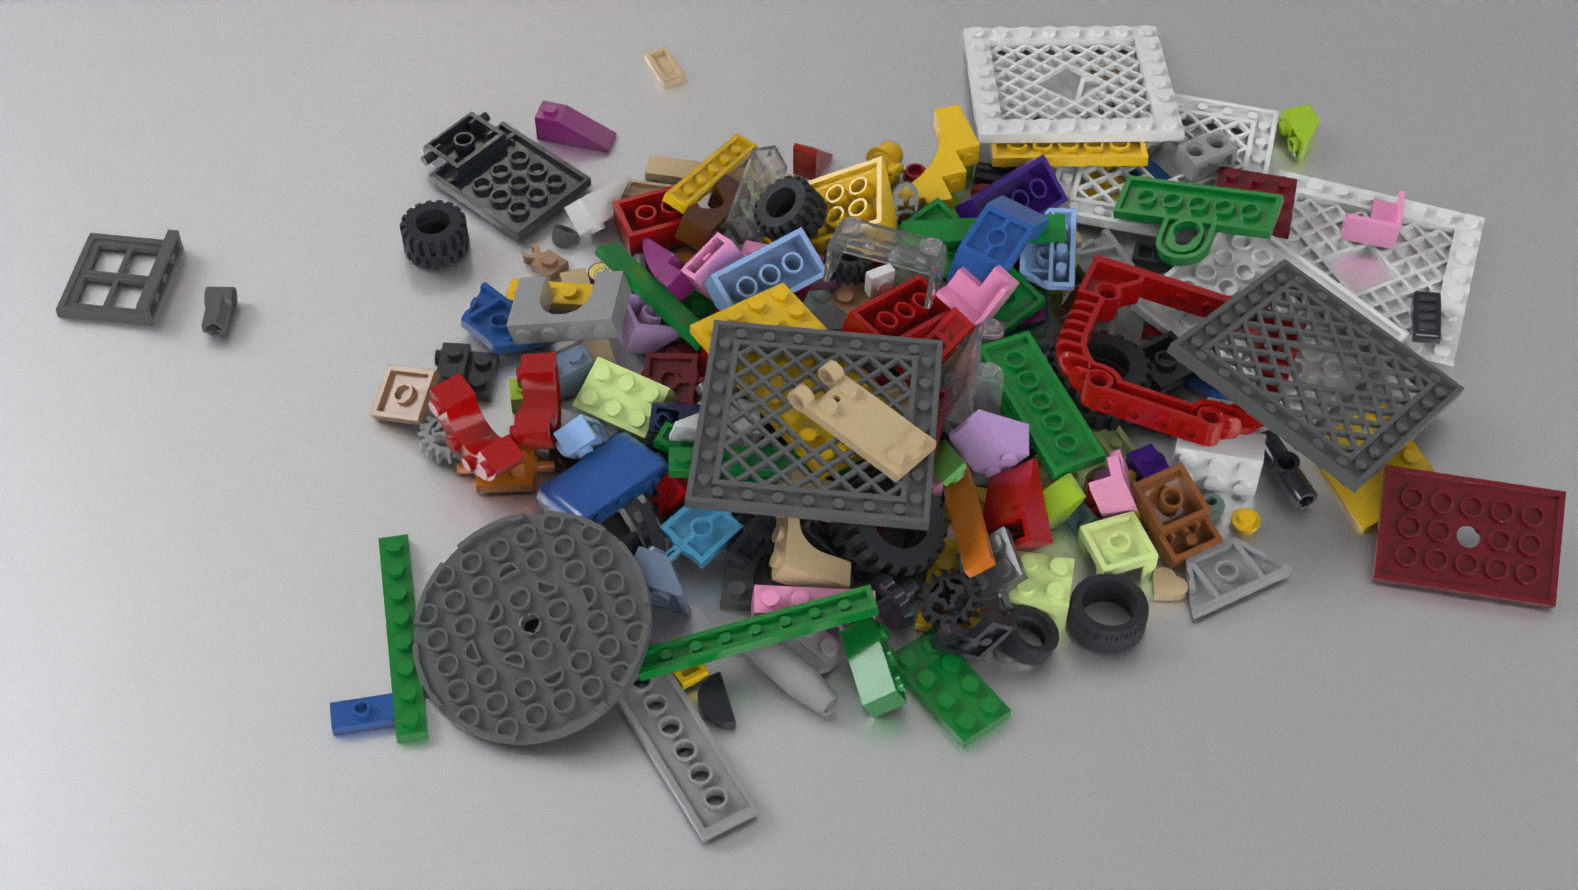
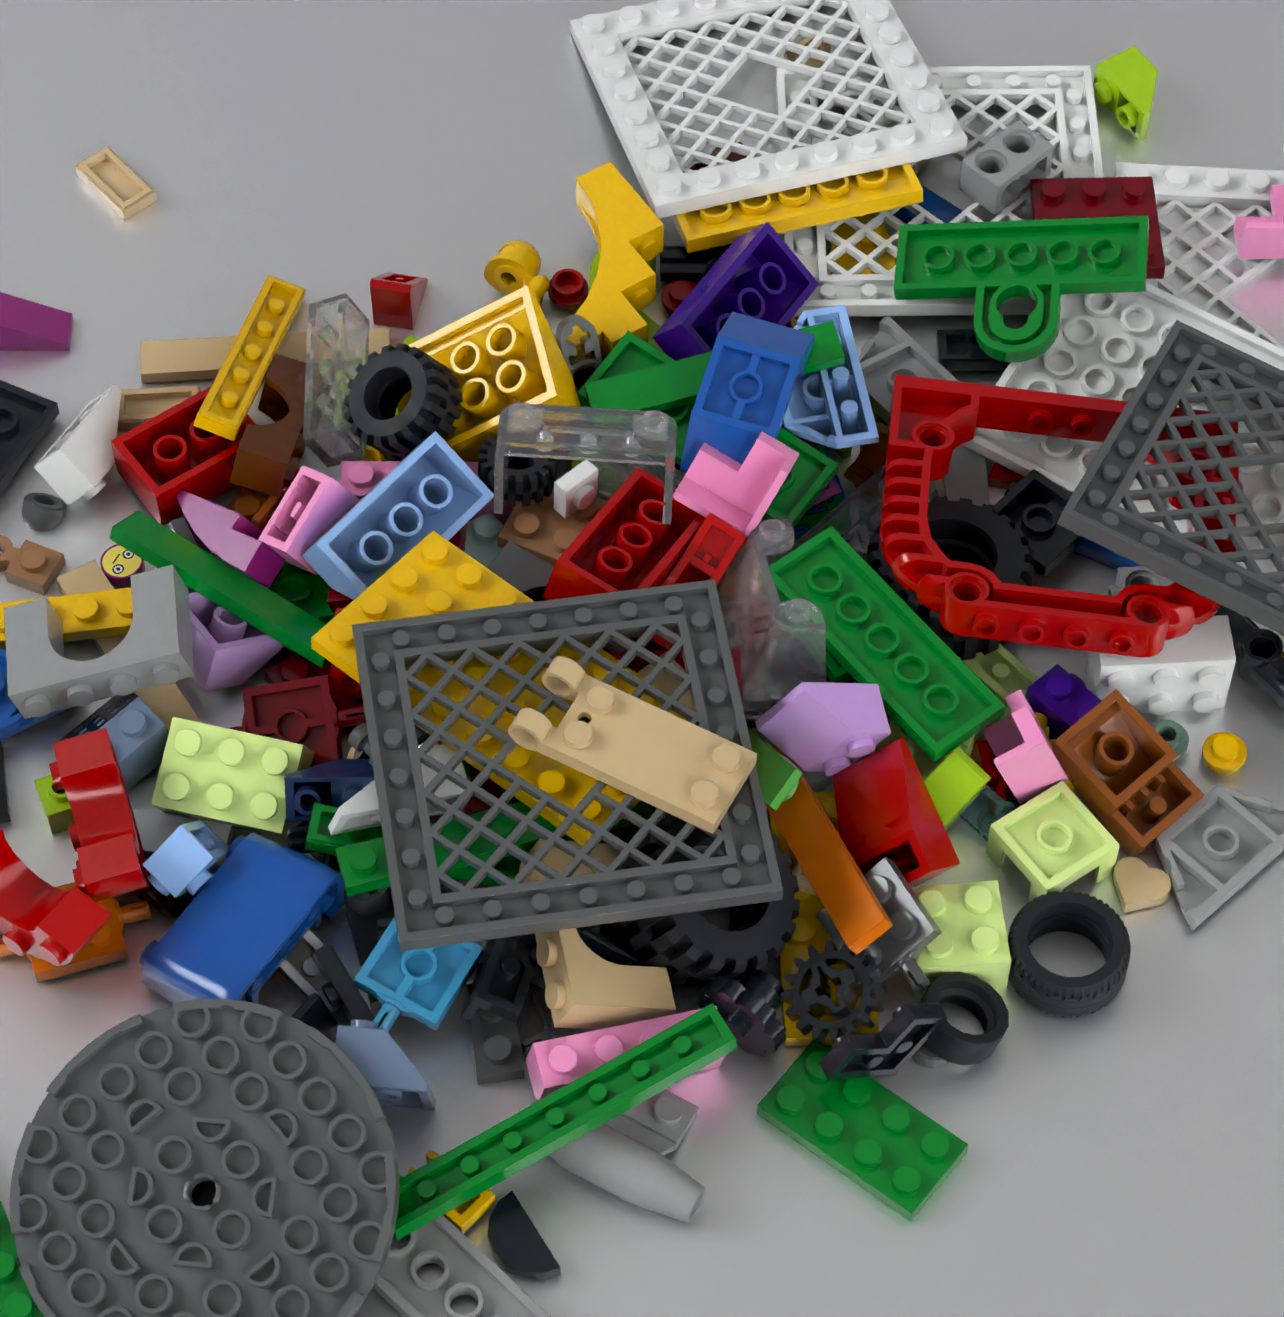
camera: 15 degrees left, 5 degrees up
(671, 495) = (352, 918): red plate -> none
(874, 666) = (746, 1127): green brick -> none

